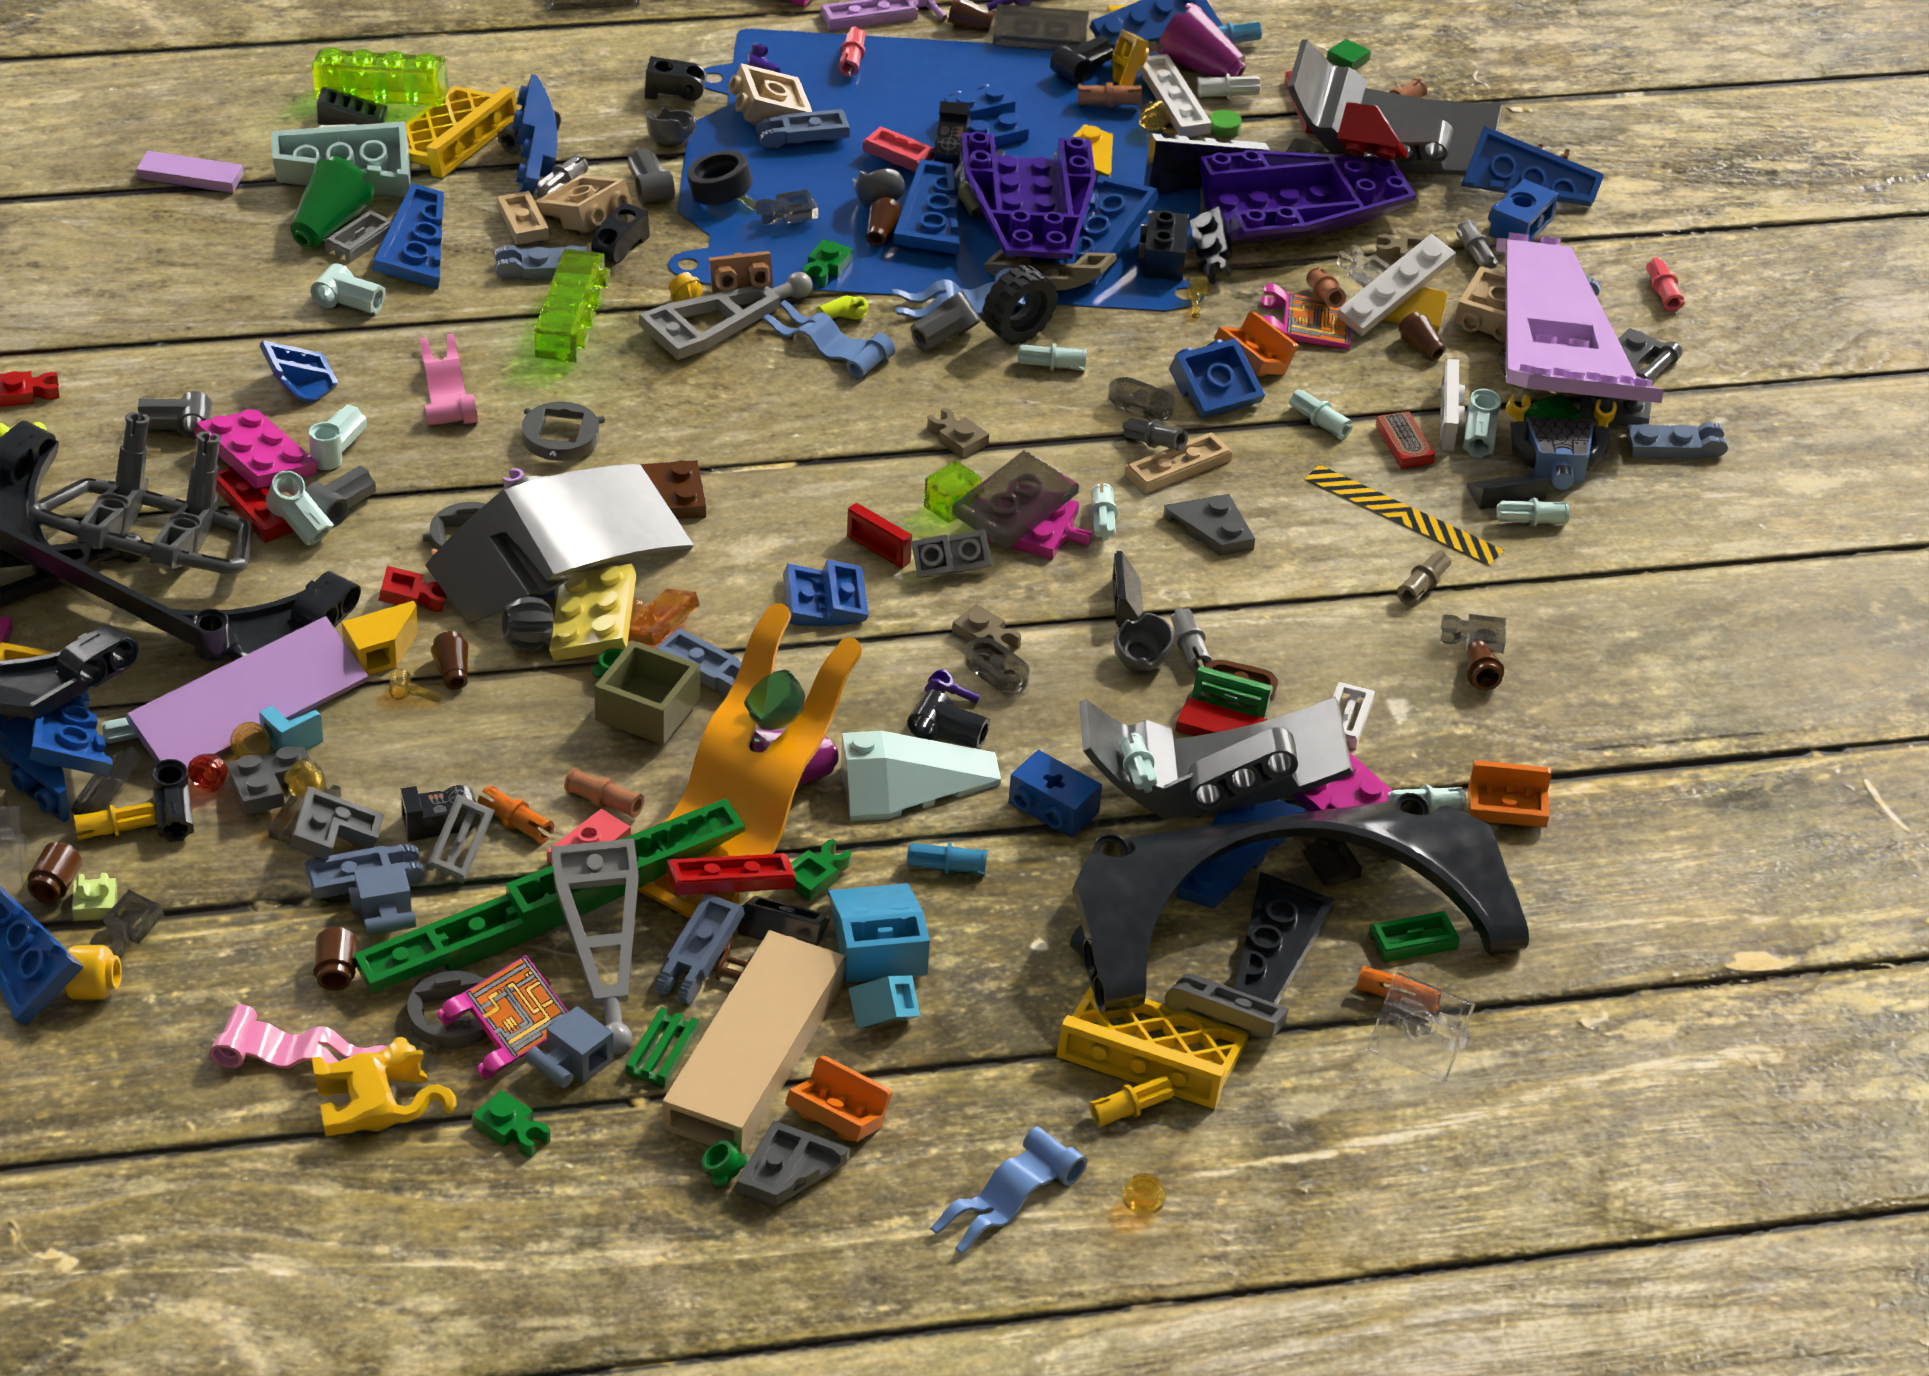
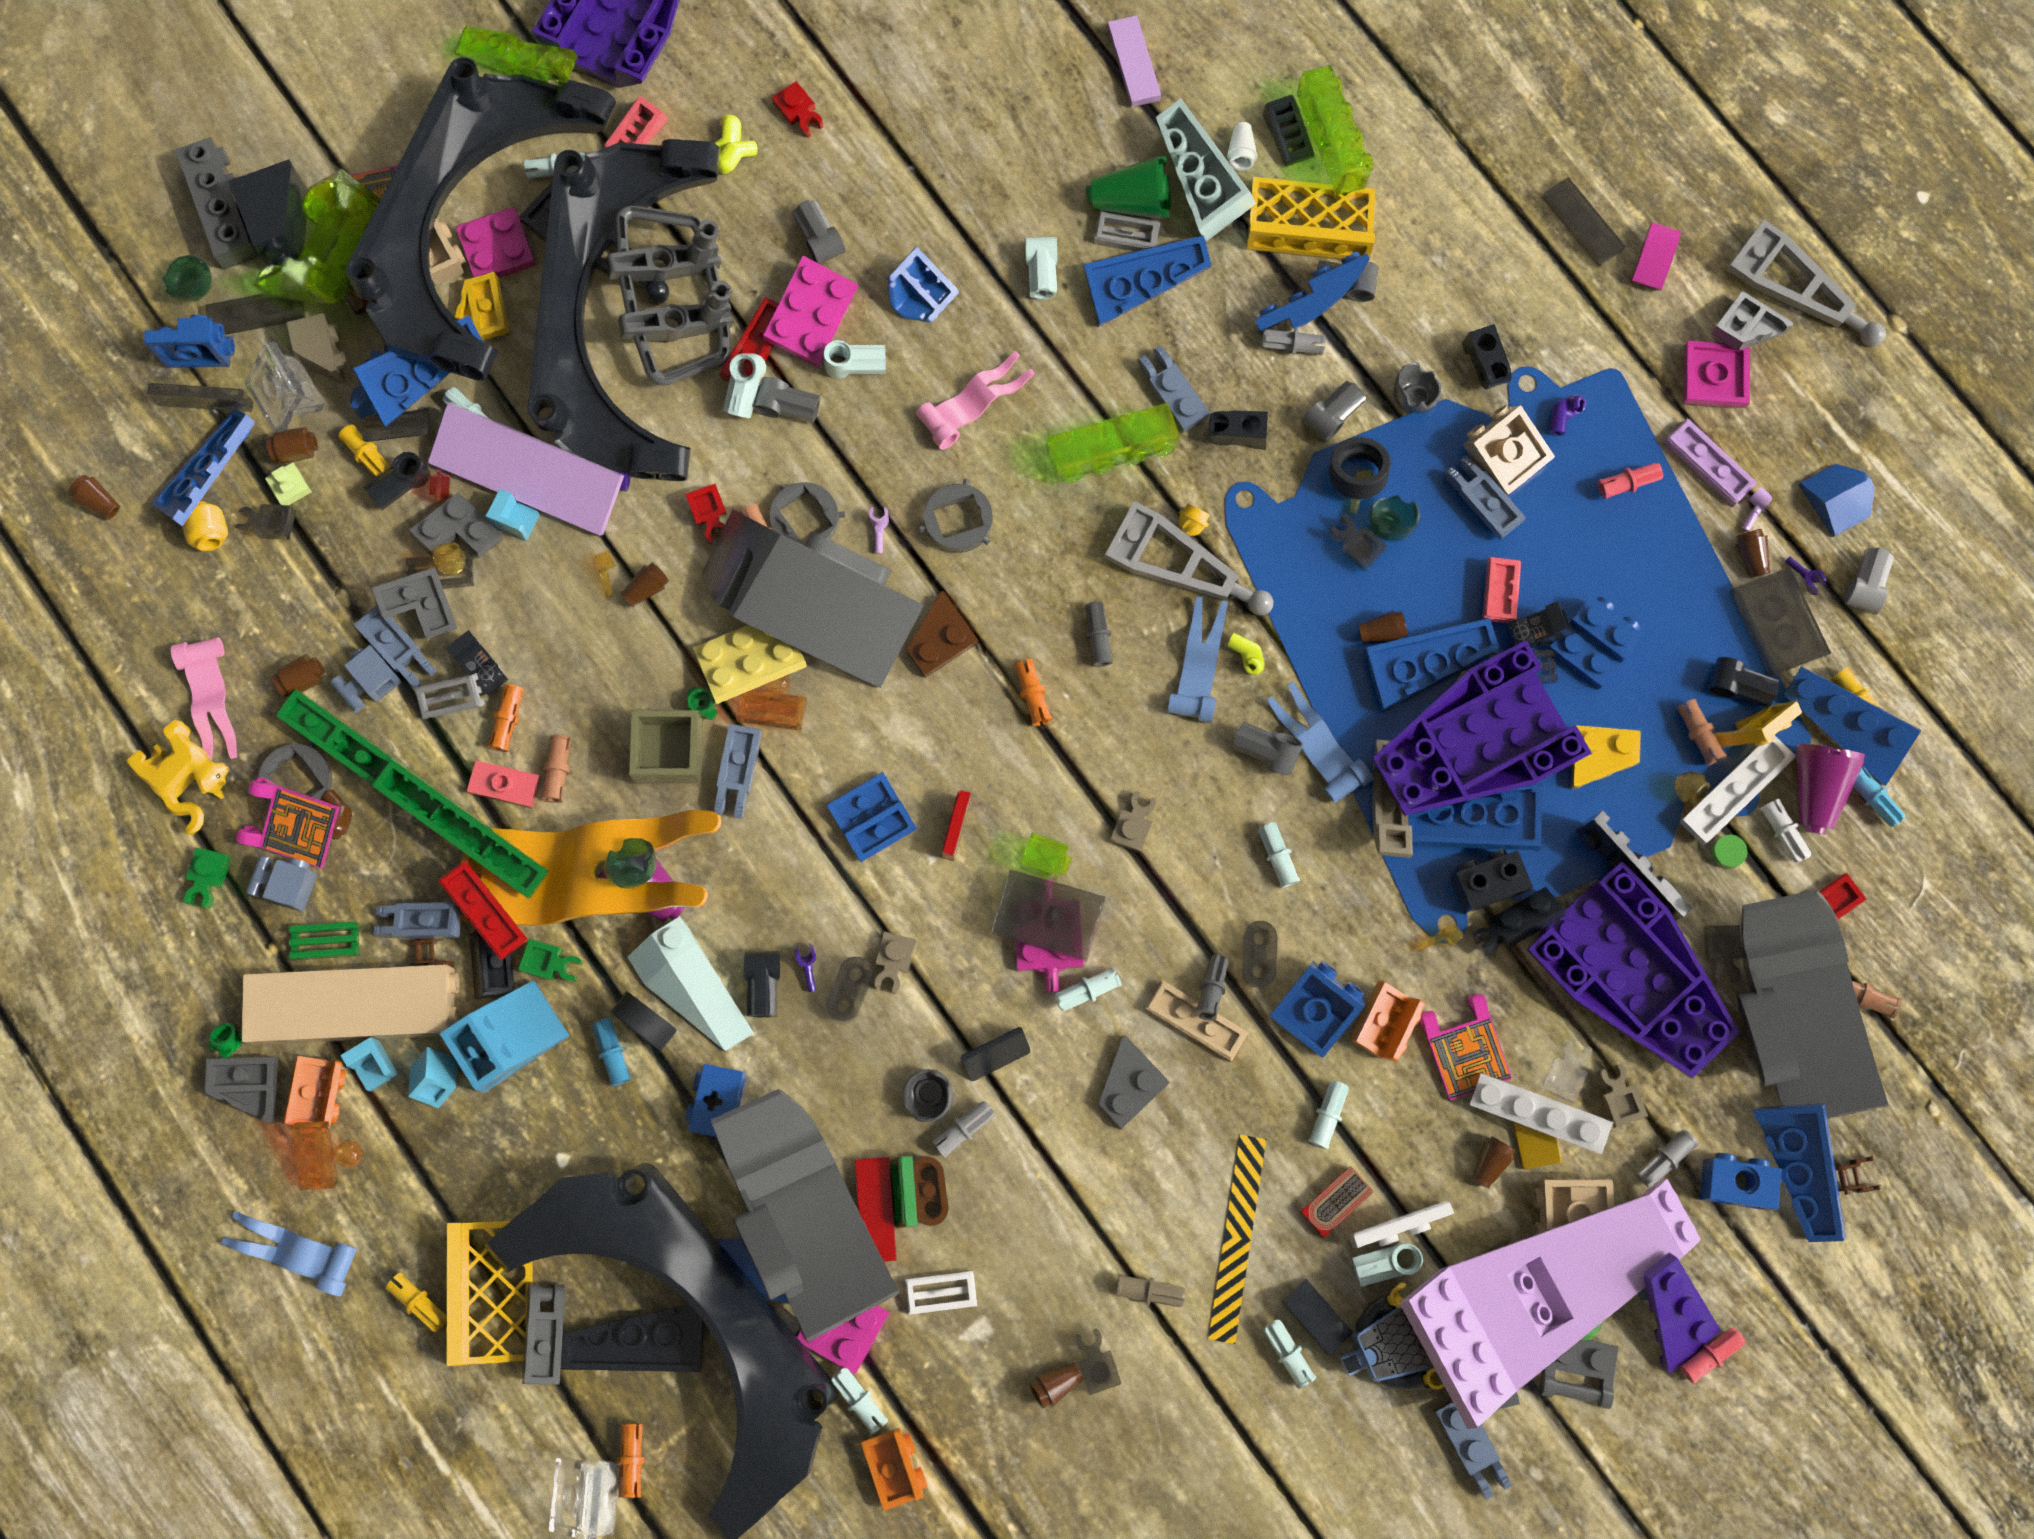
camera: 65 degrees right, 35 degrees up
(249, 739) = (482, 495): clear yellow plate -> none
(381, 637) = (638, 523): yellow slope -> none
(522, 217) = (1219, 341): tan plate -> none
(527, 623) = (703, 619): dark grey piece -> none
(584, 201) = (1265, 378): tan plate -> none
(596, 866) = (424, 820): light grey plate -> none
(740, 271) = (1239, 549): medium nougat hips -> none
(753, 387) = (1098, 634): none -> dark grey axle
(778, 447) = (1032, 692): none -> orange pin
(787, 176) = (1393, 518): none -> hair
(827, 259) = (1310, 609): green plate -> none
(836, 1039) = (370, 1063): none -> medium azure panel
(877, 185) = (1424, 603): dark grey hair -> none
(912, 1114) = (317, 1157): none -> clear orange plate
(925, 788) = (643, 1021): none -> black tyre
(951, 553) = (963, 889): light grey slope -> none
(1007, 293) = (1310, 801): black tyre -> none
(1138, 762) = (745, 1163): light aqua axle -> none
(1144, 1194) = (330, 1350): clear yellow plate -> none
(1325, 287) = (1508, 1049): nougat pin -> none
(1348, 54) = (1918, 918): green tile -> none
(1368, 131) = (1743, 1005): red slope -> none
(1416, 940) = (692, 1456): green tile -> none
(1612, 270) = (1679, 1312): none -> dark purple wing

